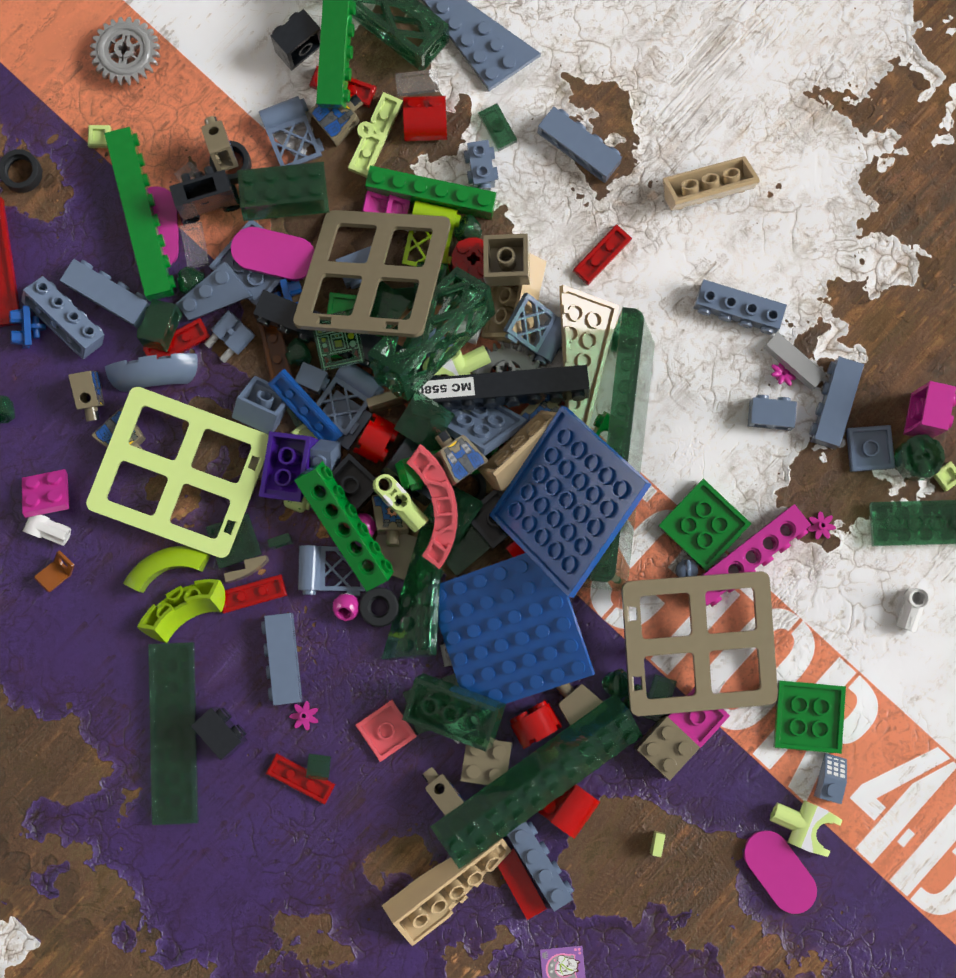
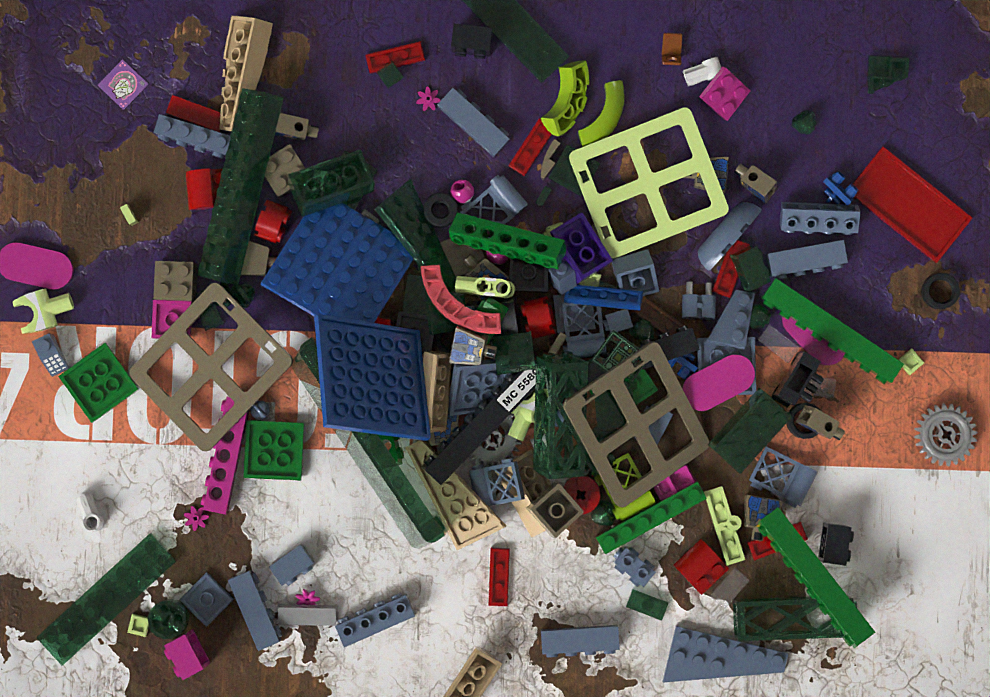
camera: 145 degrees right, 5 degrees up
(386, 730) = (367, 134): coral tile -> none

